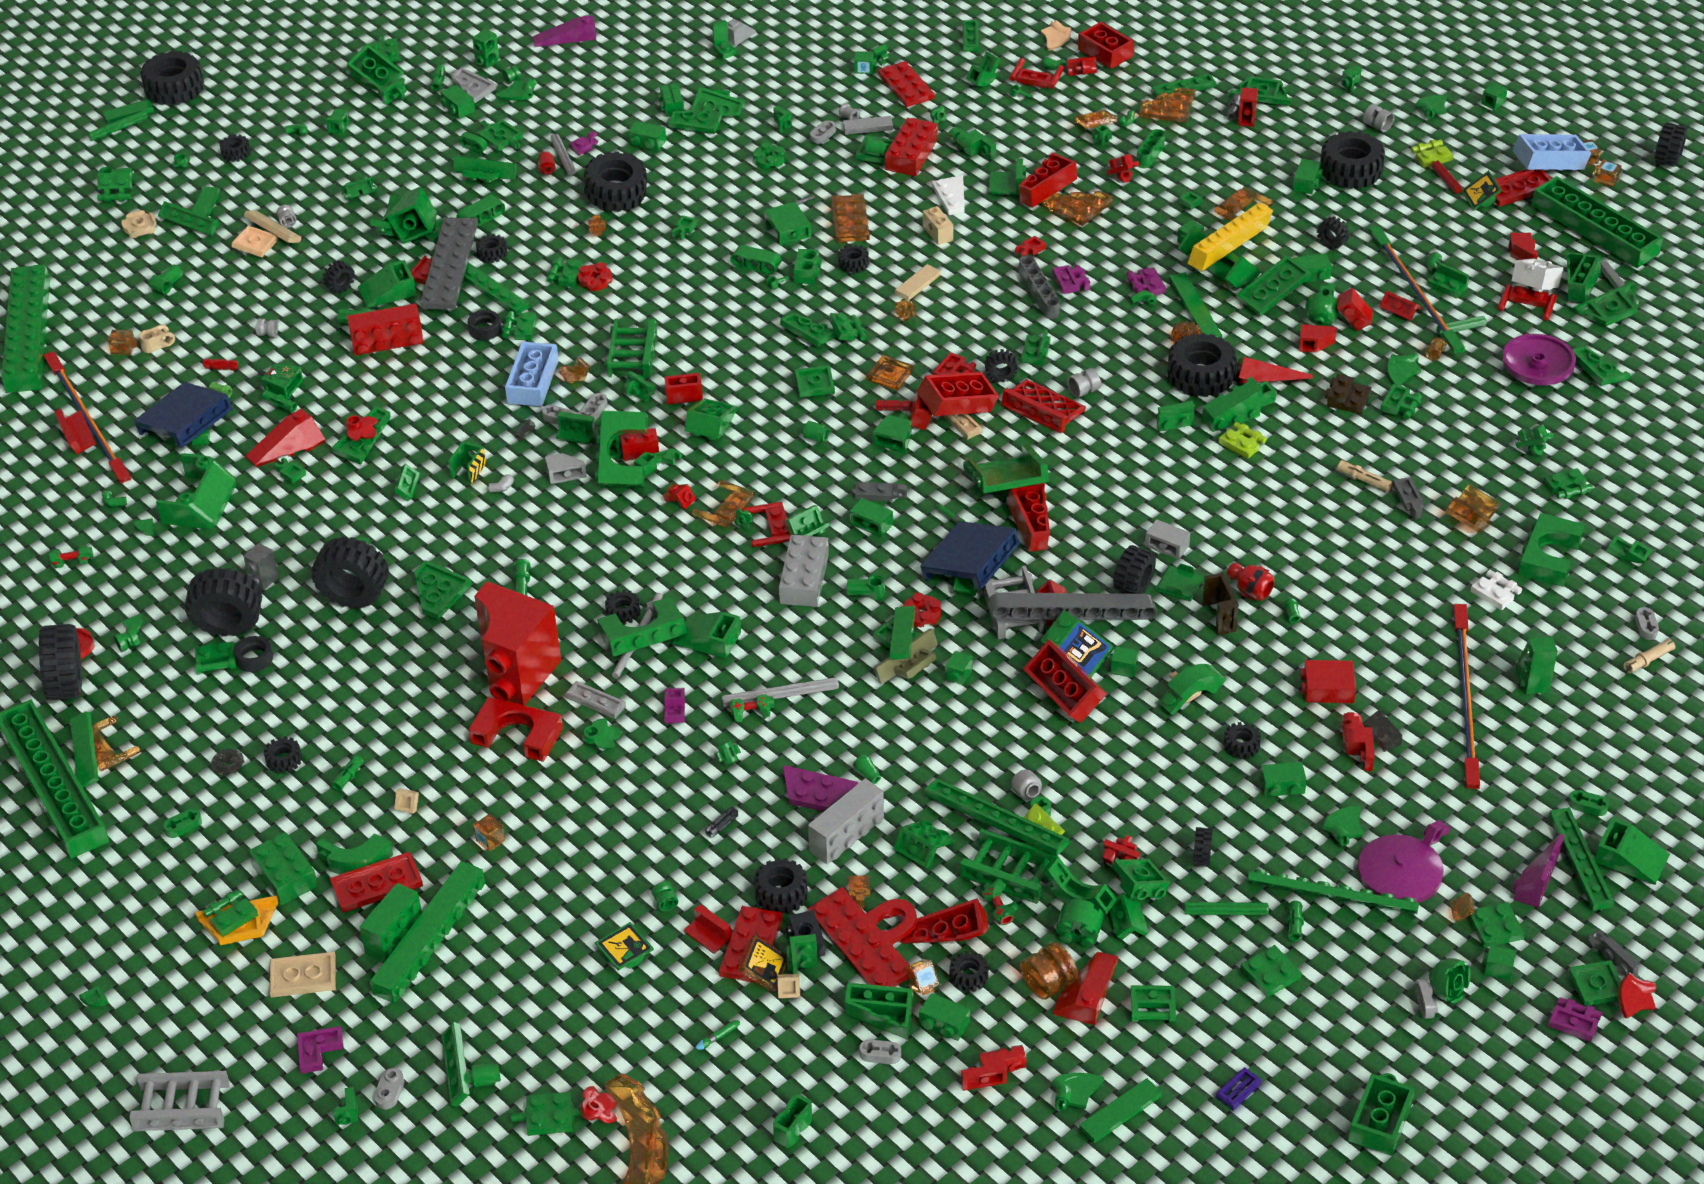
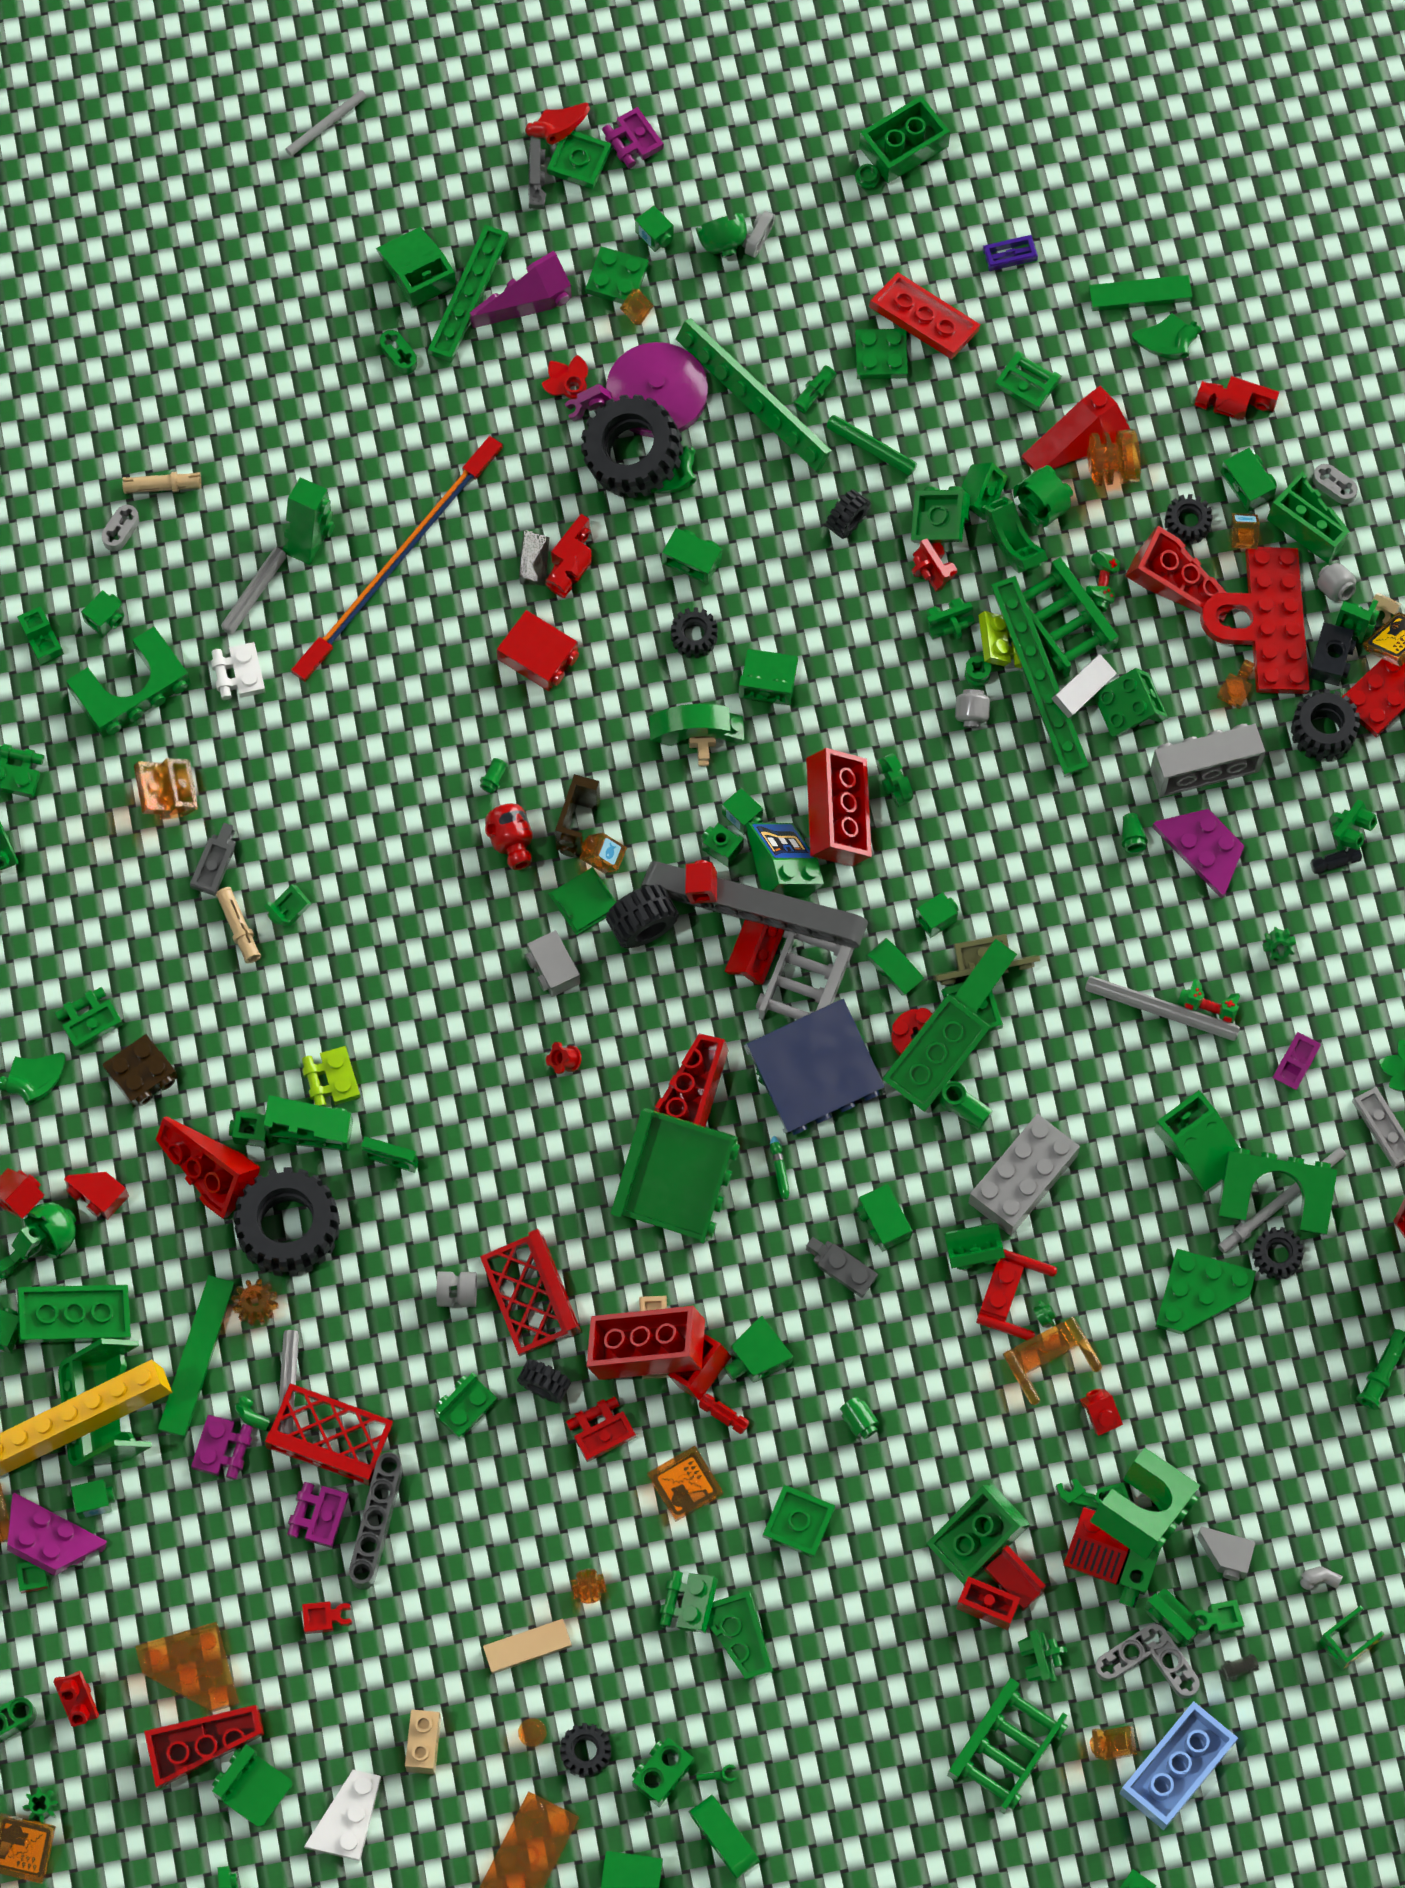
camera: 150 degrees left, 25 degrees up
(548, 442) = (1222, 1616): none -> green plate
(658, 573) = (1201, 1290): none -> green plate
(672, 411) = (1015, 1577): none -> red panel
(725, 841) = (1347, 826): none -> green hips
(833, 981) = (1336, 582): none -> light grey head
(886, 255) = (532, 1732): none -> clear orange plate
(901, 593) = (936, 1052): none -> green plate
(962, 827) = (1084, 685): none -> tile
(967, 633) = (895, 966): none -> green slope
(1050, 715) = (894, 780): none -> green plate
(1079, 835) = (950, 621): none -> green hips
(1095, 295) = (322, 1457): none -> red fence
(1112, 592) = (701, 882): none -> red brick
(1119, 500) = (564, 1058): none -> red brick
(1122, 638) = (725, 851): none -> green brick
(1137, 317) = (288, 1374): none -> light grey axle
(1170, 736) = (768, 677): none -> green bracket
(1189, 597) = (602, 852): none -> clear orange brick
(1199, 208) = (48, 1538): none -> magenta wing
(1261, 1003) = (924, 315): none -> red plate
(1345, 492) = (288, 906): none -> green bracket
(1379, 806) = (613, 421): none -> black tyre
(1465, 843) = (564, 377): none -> red plate
(1529, 620) = (253, 590): none -> light grey axle
(1604, 573) = (103, 613): none -> green brick

